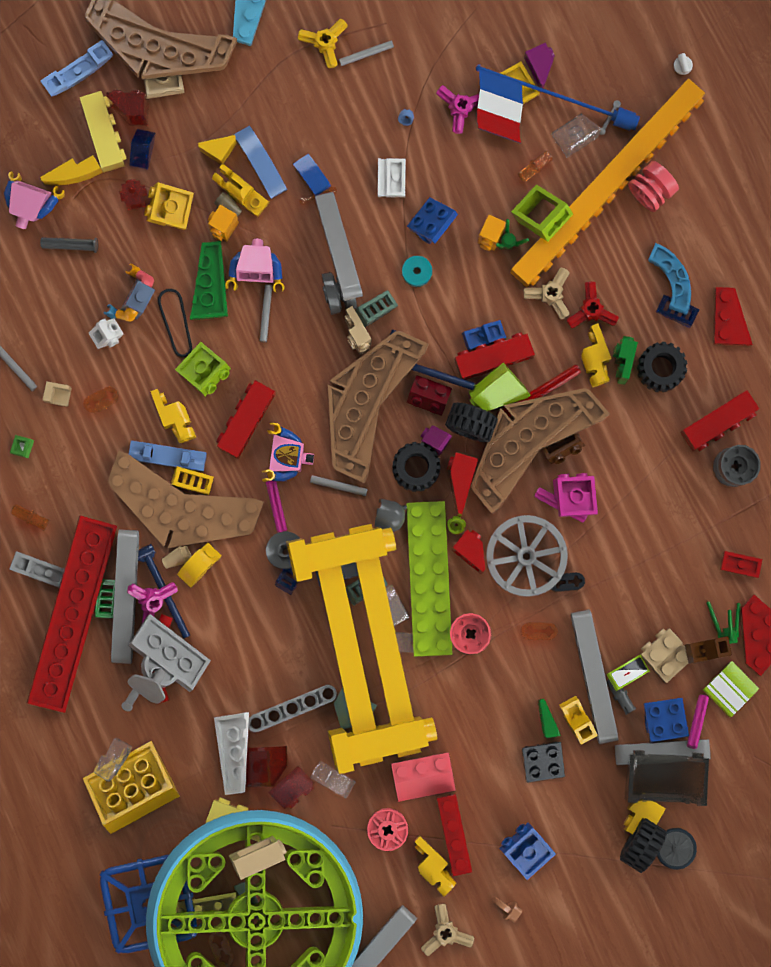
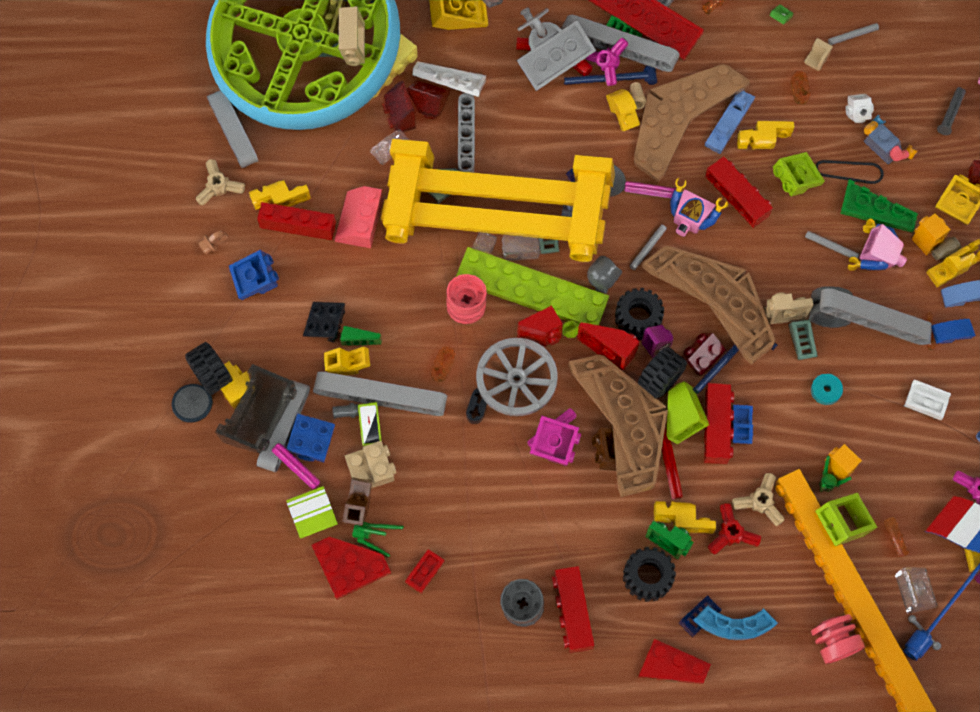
camera: 115 degrees right, 15 degrees down
(209, 479) = (702, 118): yellow slope -> none
(398, 824) = (327, 168): coral wheel -> none
(432, 220) = (872, 418): blue plate -> none

